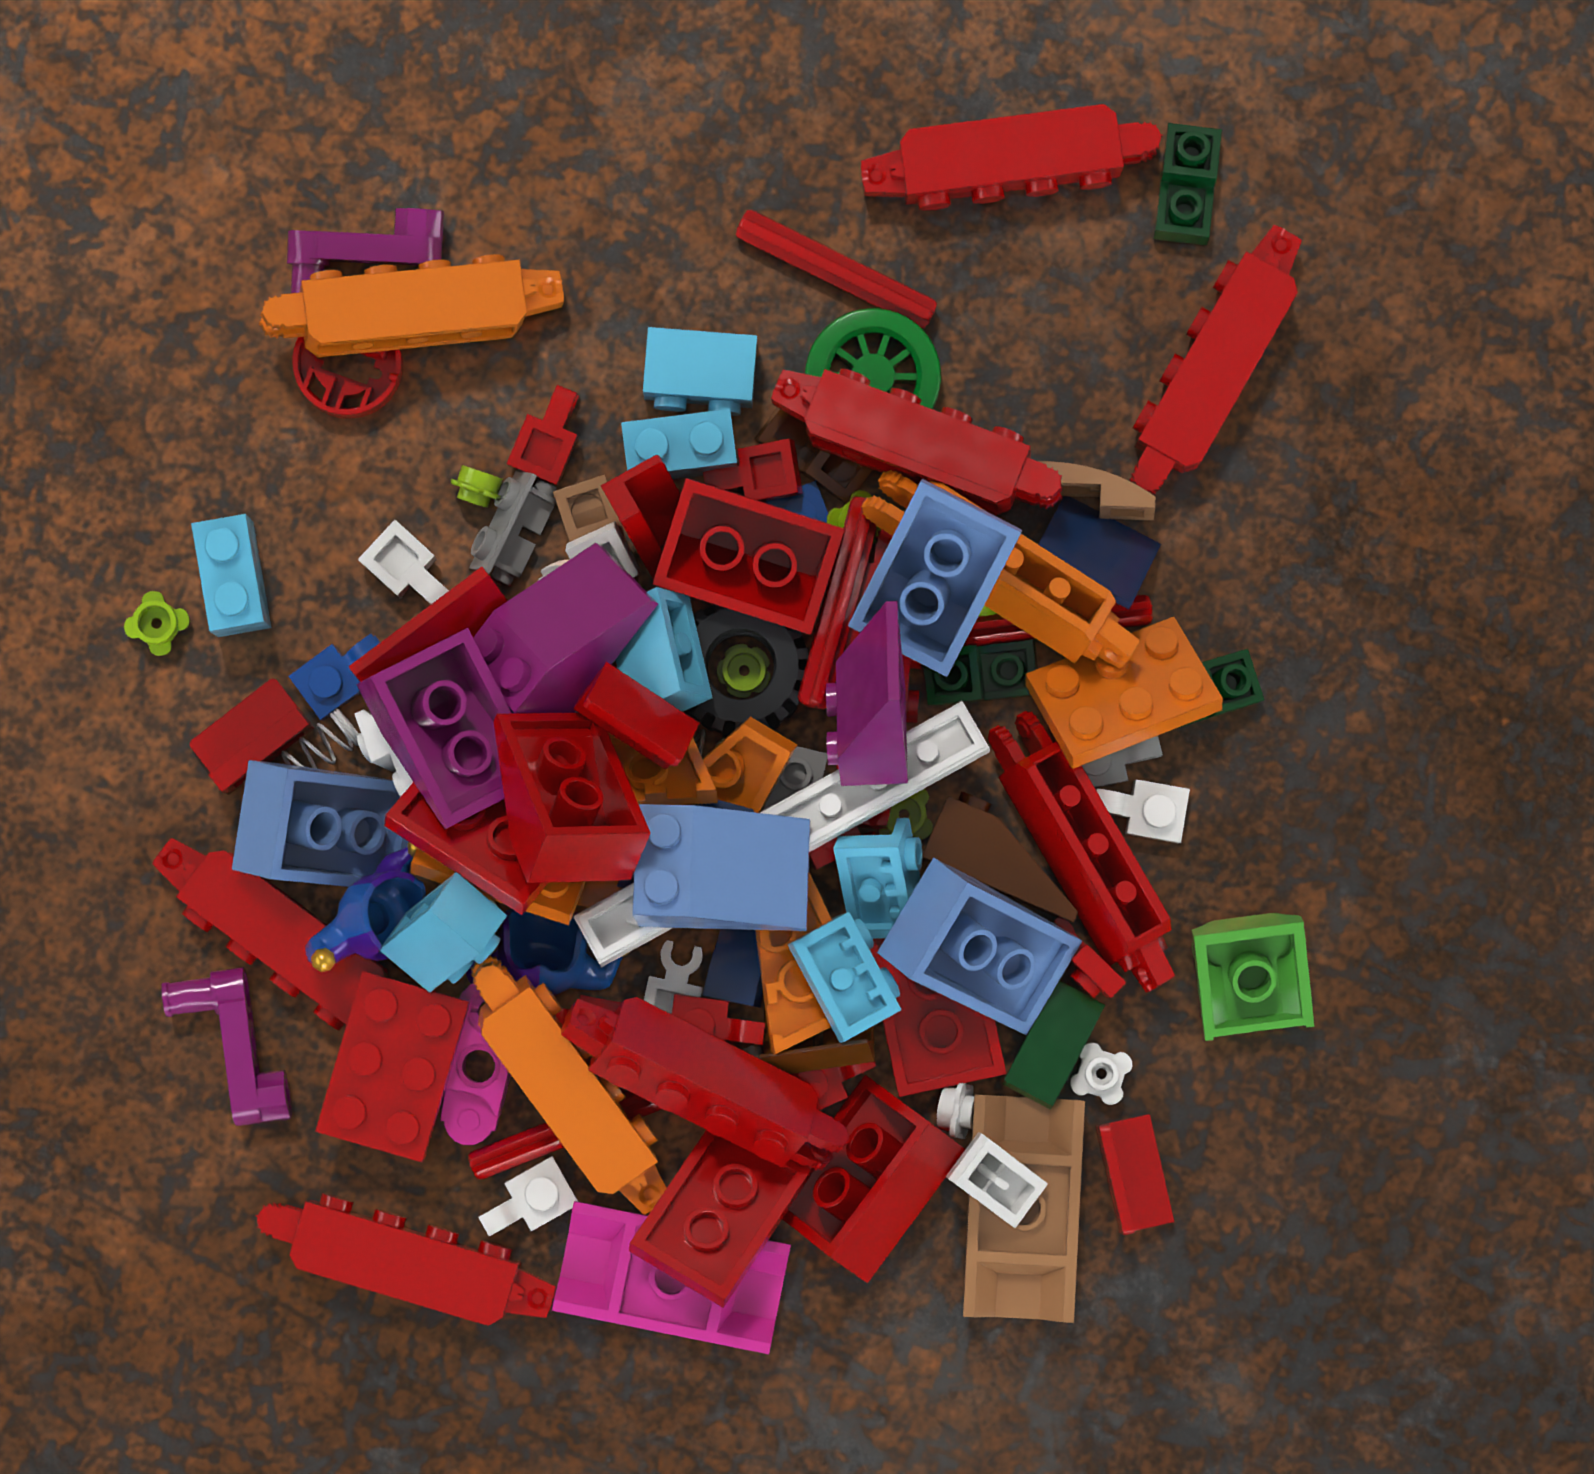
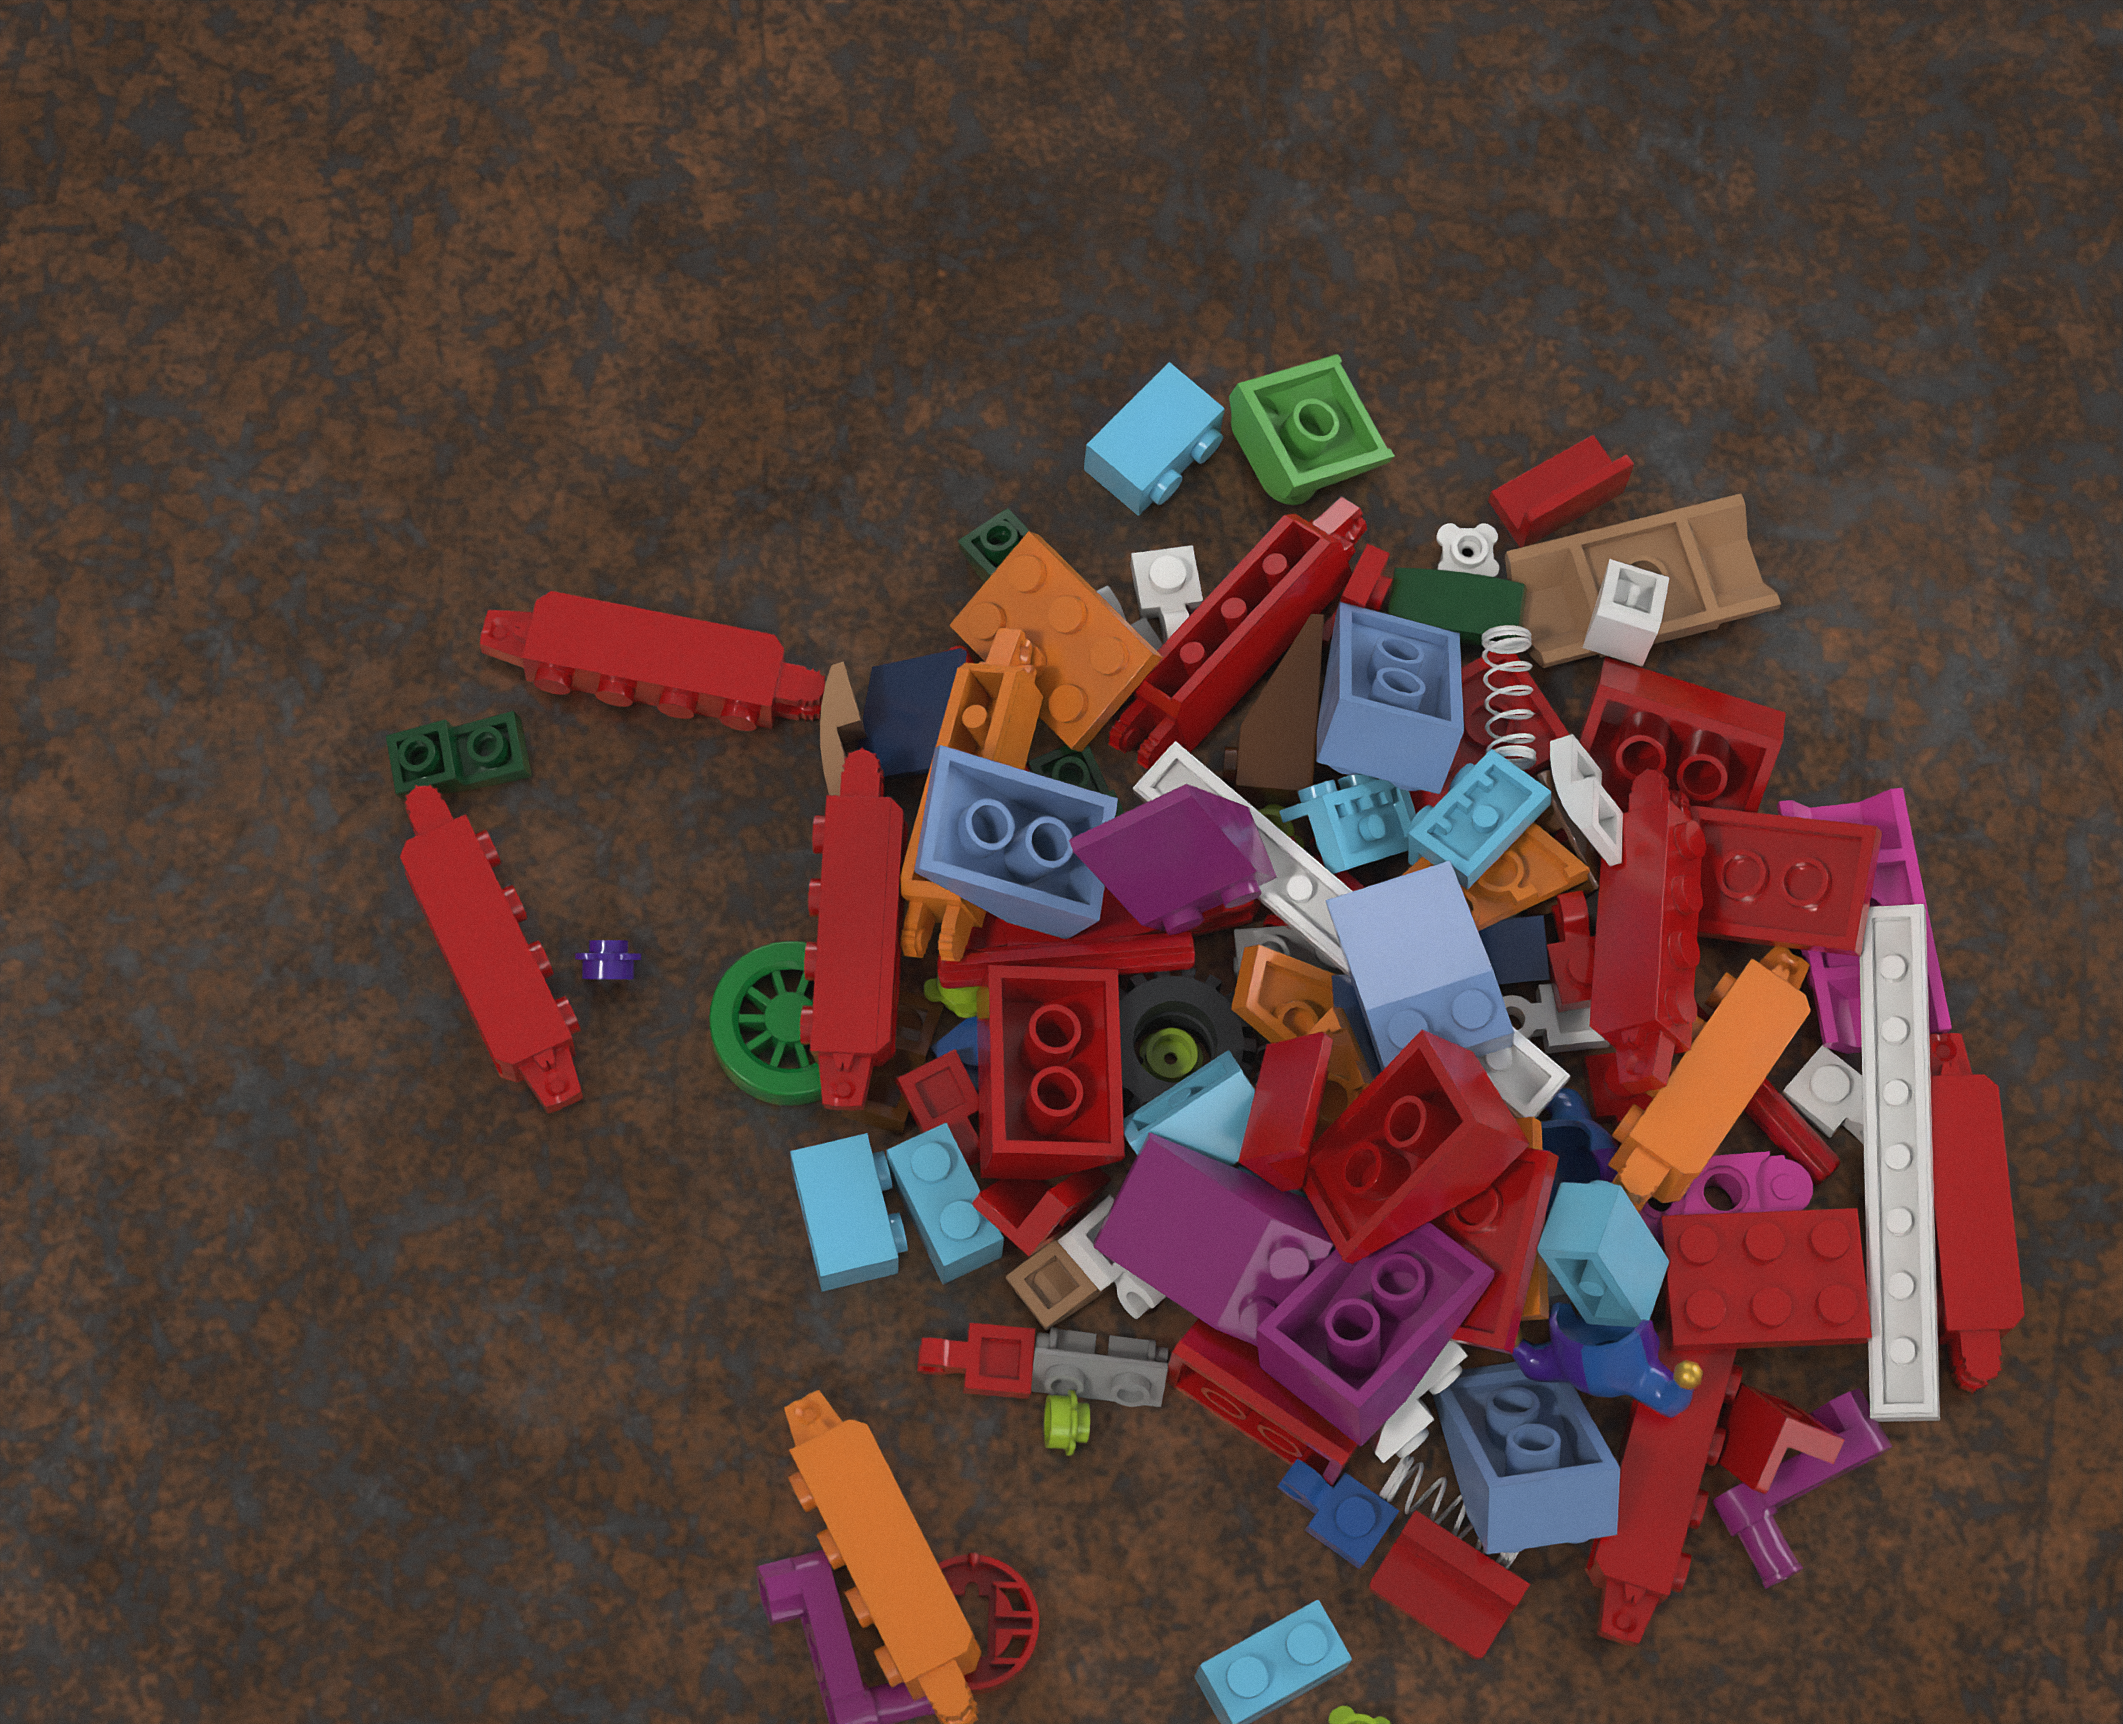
camera: 115 degrees left, 15 degrees down
(275, 1028) = (1761, 1430): none -> red panel
(402, 563) = (1186, 1477): white plate -> none
(454, 1217) = (1899, 1166): none -> white tile
(822, 1070) = (1584, 798): none -> white slope
(834, 267) = (677, 1105): red axle -> none
(956, 1110) = (1565, 681): white plate -> none
(969, 248) = (608, 960): none -> dark purple plate
(1001, 1065) = (1509, 646): none -> white piece
(1284, 844) = (1155, 440): none -> medium azure brick

